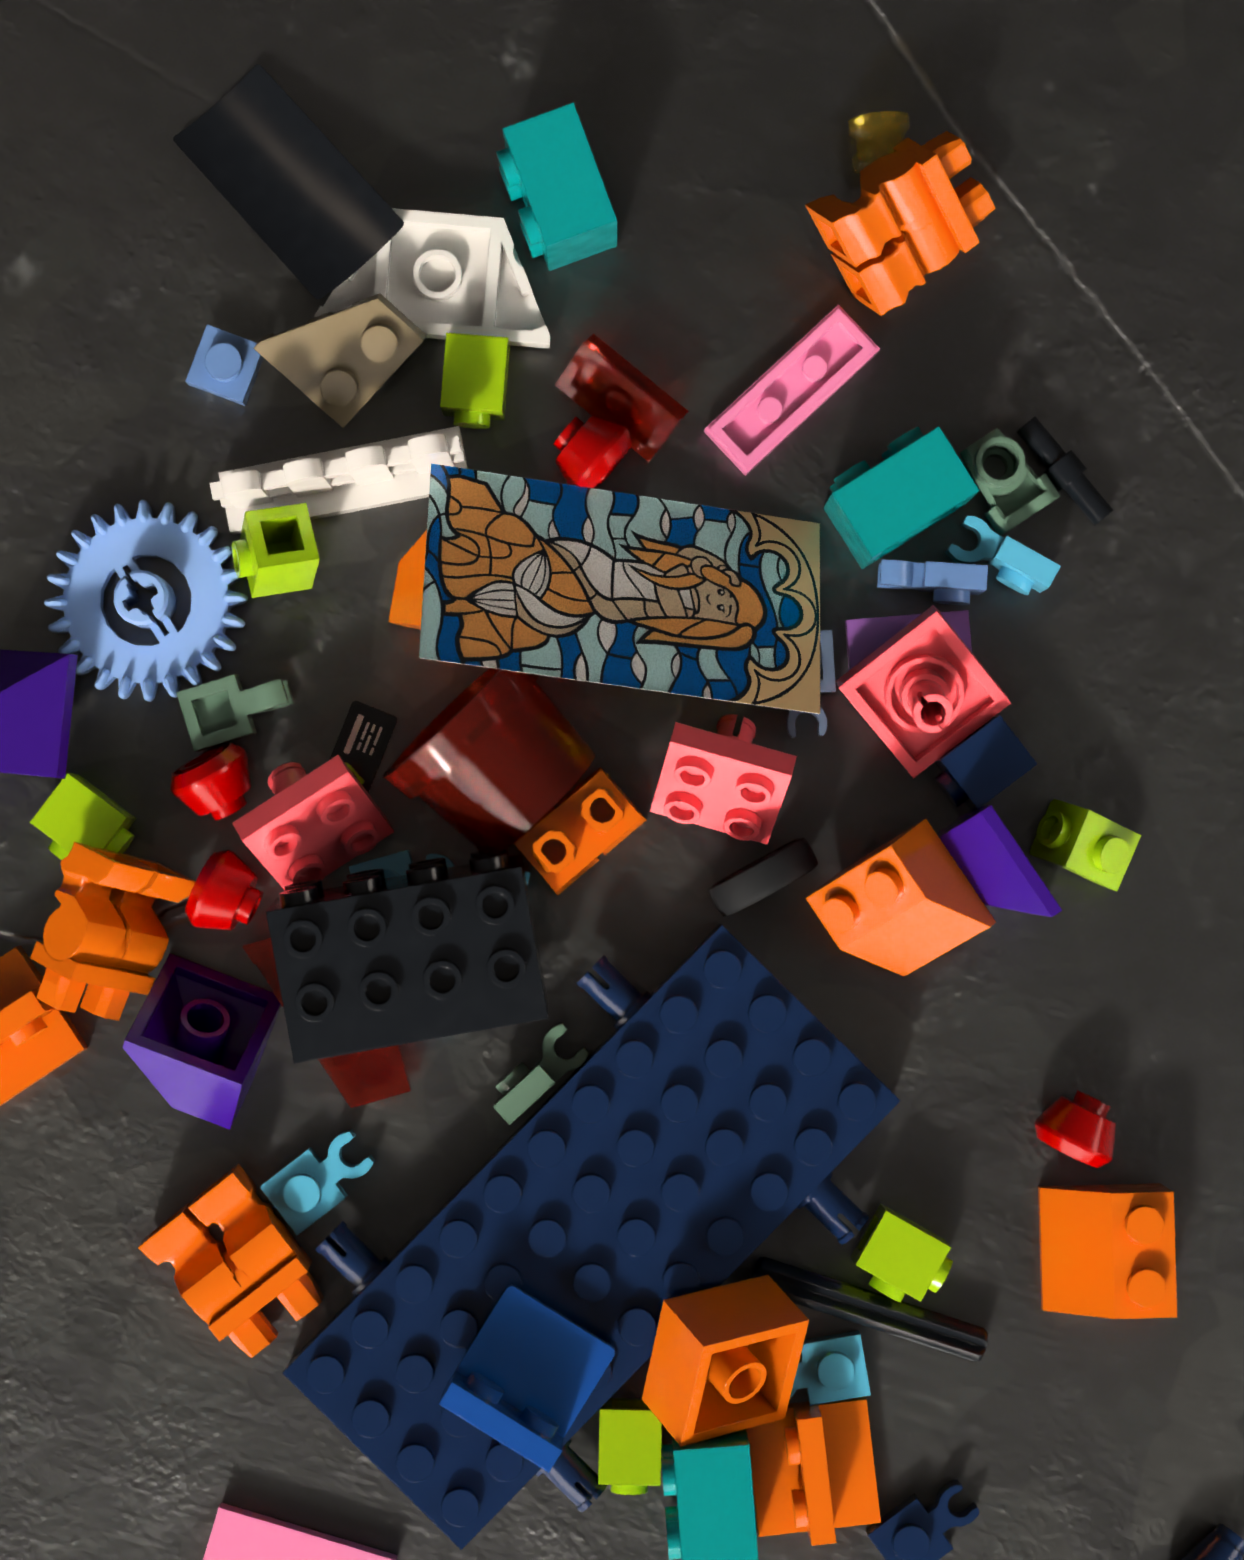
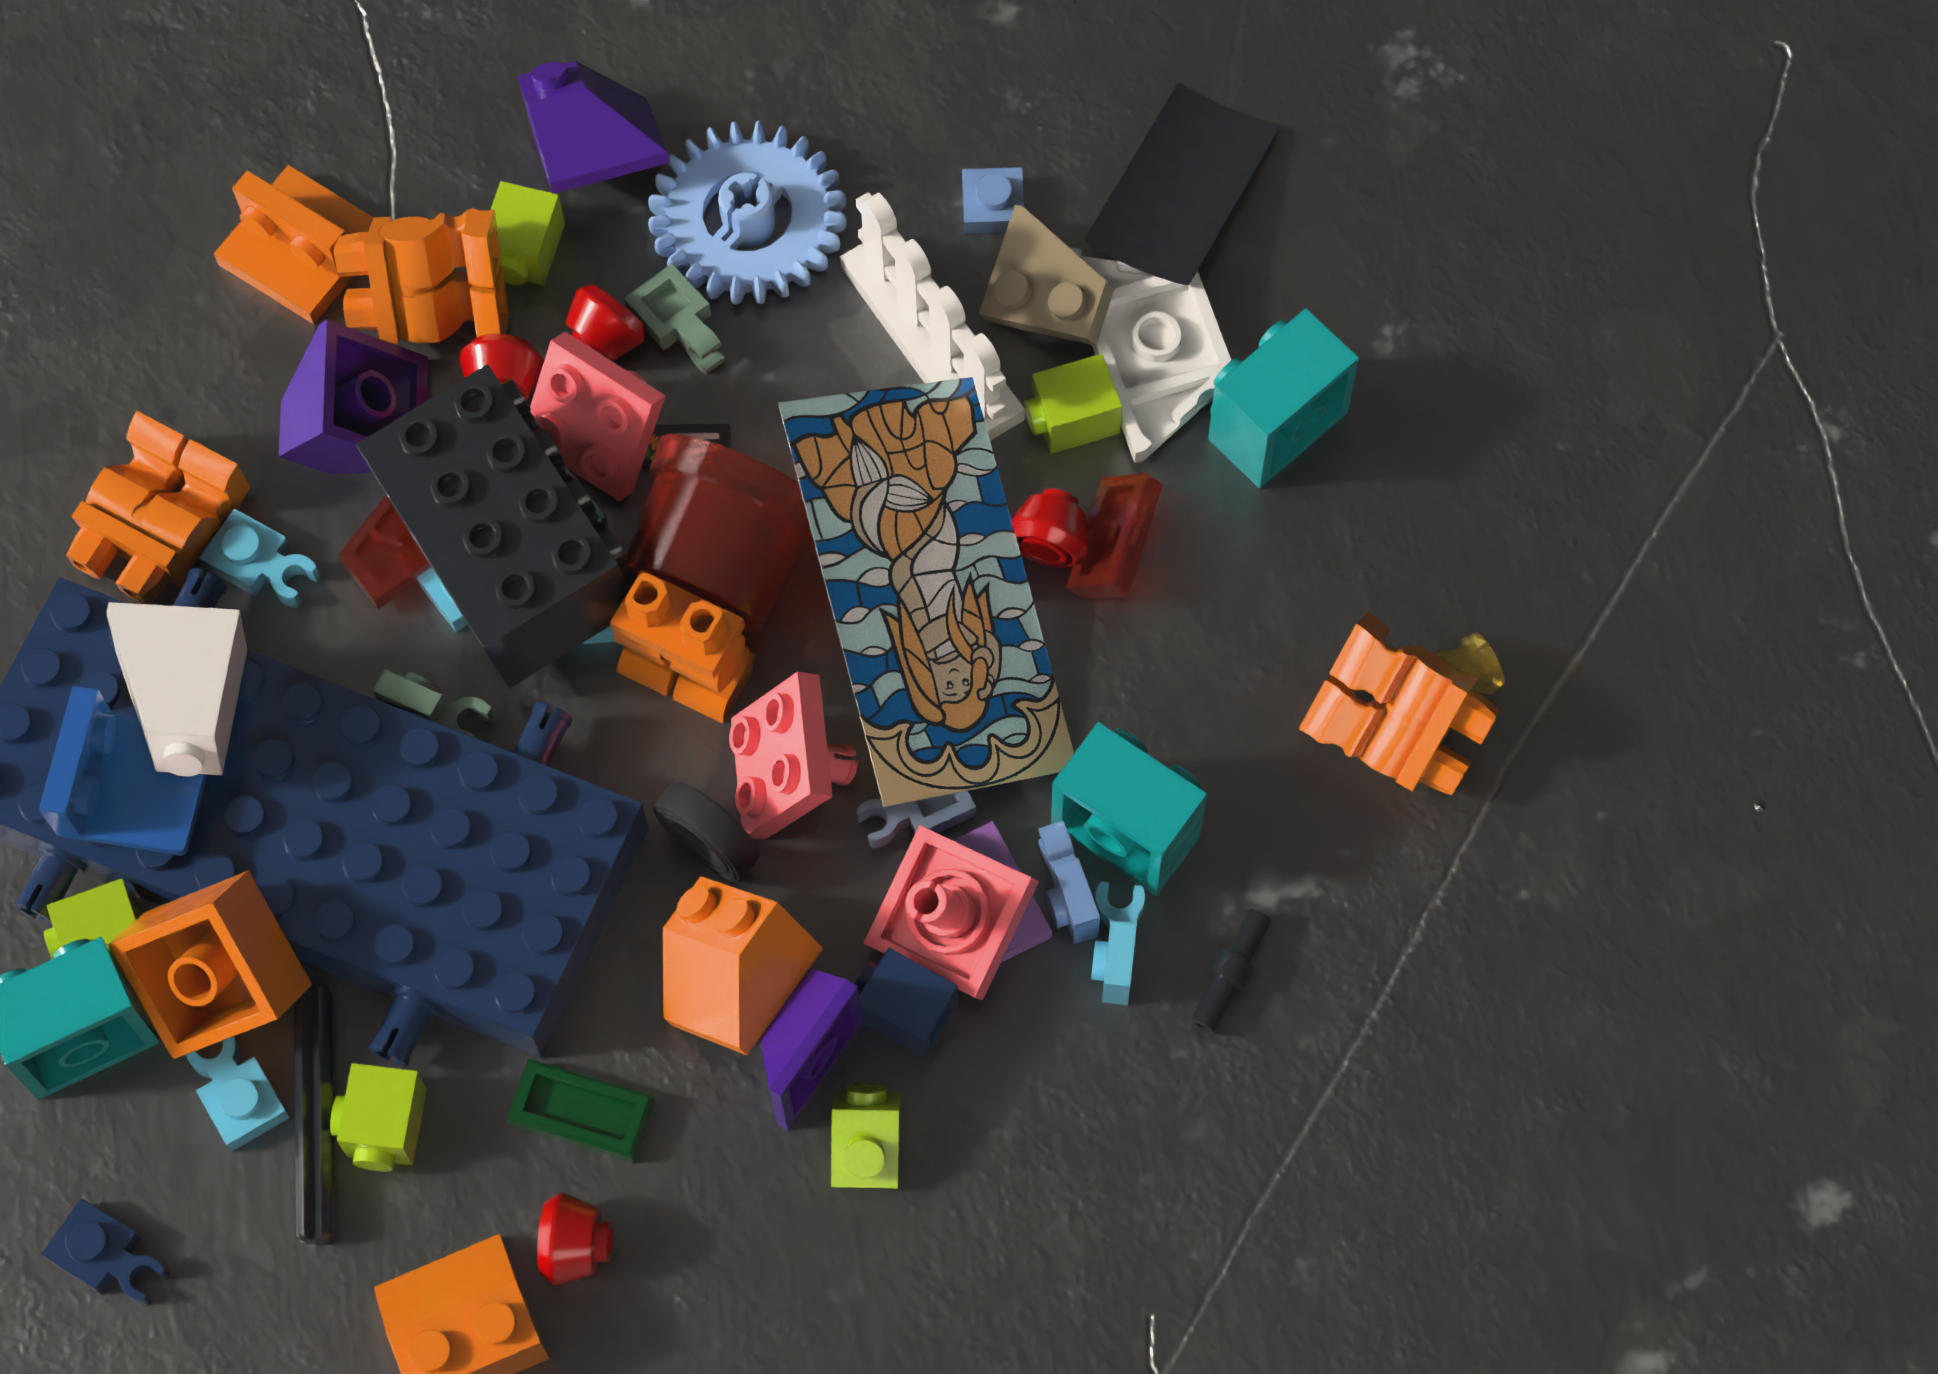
camera: 70 degrees right, 20 degrees down
(276, 550) = (837, 292): lime brick -> none
(458, 1300) = (182, 680): none -> white slope
(791, 390) = (1194, 690): bright pink tile -> none
(814, 1470) = (133, 1122): orange bracket -> none
(959, 1078) = (580, 1110): none -> dark green tile
(1017, 492) = (1186, 928): sand green plate -> none

